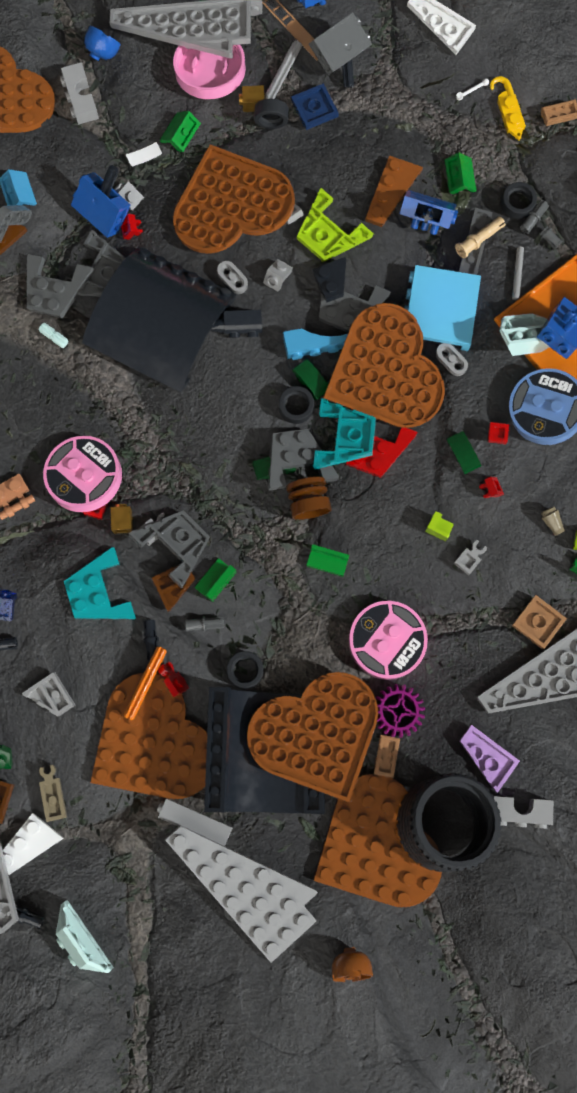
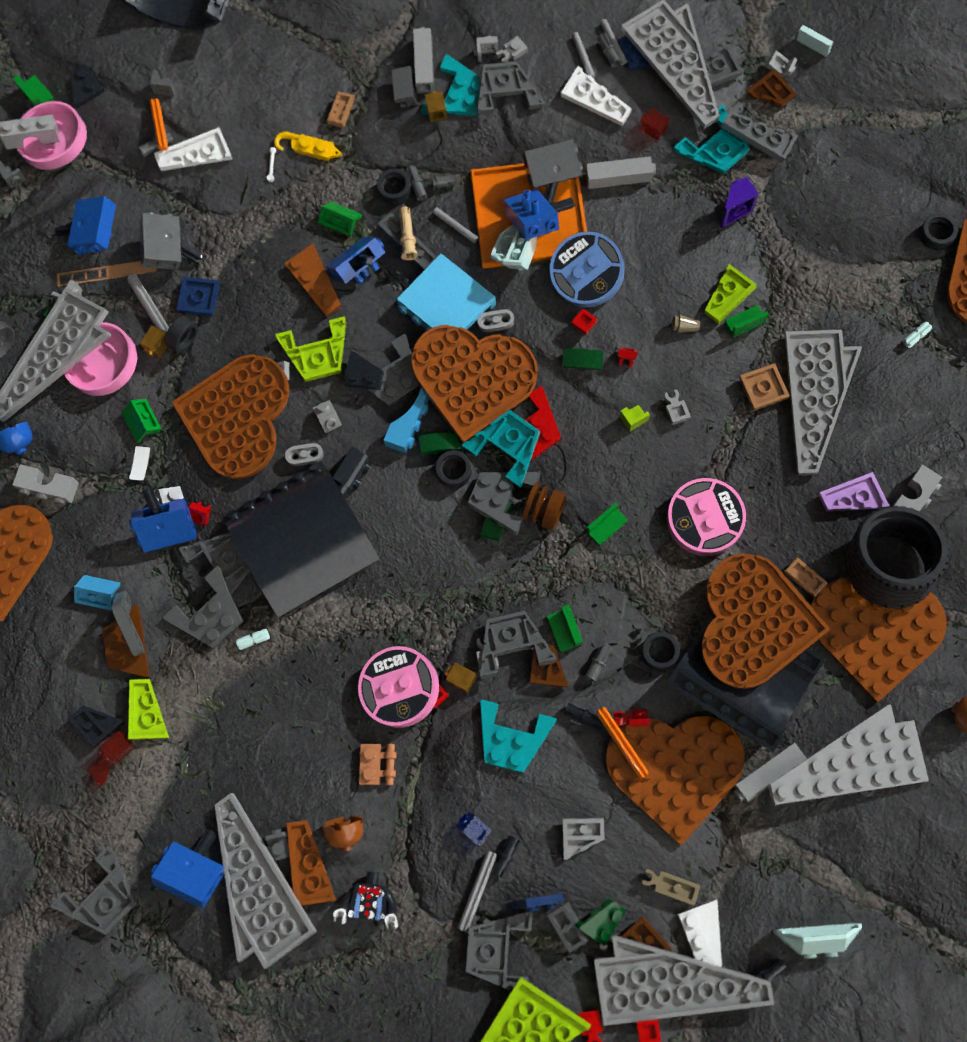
camera: 45 degrees left, 5 degrees down
(400, 701) = (766, 539): magenta gear -> none

